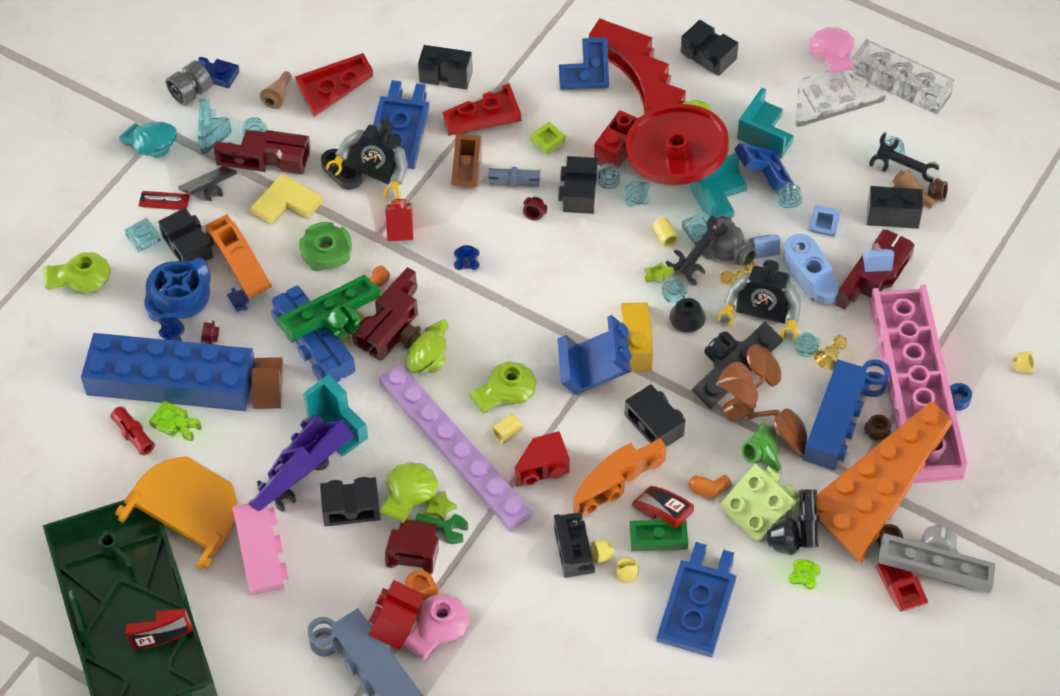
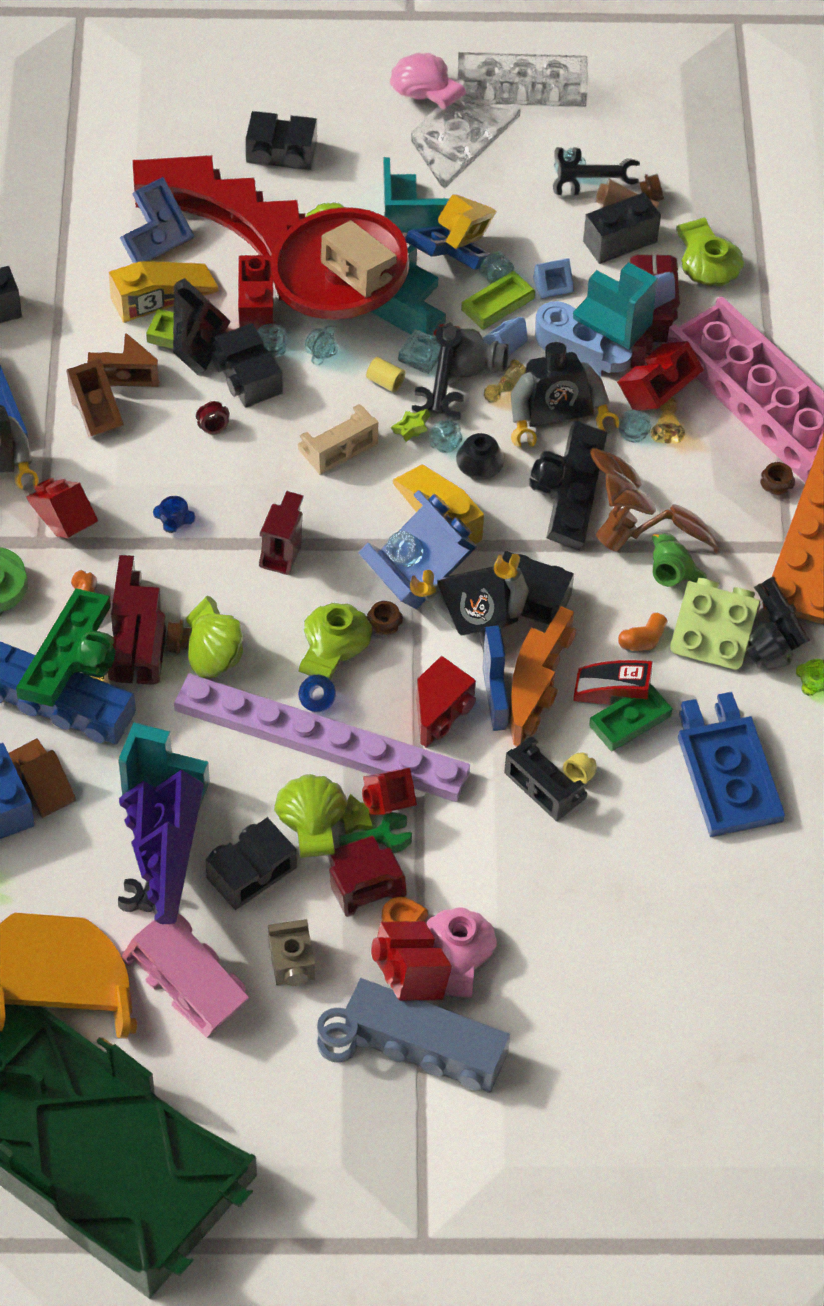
camera: 35 degrees left, 0 degrees up
(167, 627) = (146, 1123): slope -> none
(342, 567) = (291, 952): none -> dark tan brick
(465, 411) = (306, 693): none -> clear blue plate
(465, 501) = (389, 791): none -> red bracket
(487, 112) = (68, 333): red wing -> none
(502, 151) = (131, 368): none -> dark orange slope
(507, 428) = (370, 685): light yellow hinge -> none
(514, 176) = (160, 392): sand blue pin -> none
(519, 302) = (282, 534): none -> dark red piece
(545, 384) = (388, 611): none -> reddish brown plate
(562, 107) = (149, 286): none -> yellow slope
(563, 141) = (195, 326): none -> black wing
(588, 459) = (493, 675): none -> blue tile
(593, 354) = (415, 550): none -> clear light blue bush
(604, 262) = (341, 441): none -> tan hinge
(607, 406) = (477, 597): none -> torso
(629, 572) = (626, 779): light yellow hinge -> none
(683, 144) = (357, 257): none -> tan hinge
(778, 217) = (498, 300): none -> lime tile
(787, 155) = (465, 220): none -> yellow slope
(835, 322) = (665, 374): none -> red brick
(838, 410) = (725, 480): blue hinge -> none
(842, 258) = (619, 308): none -> teal panel
(943, 254) = (708, 257): none -> lime animal

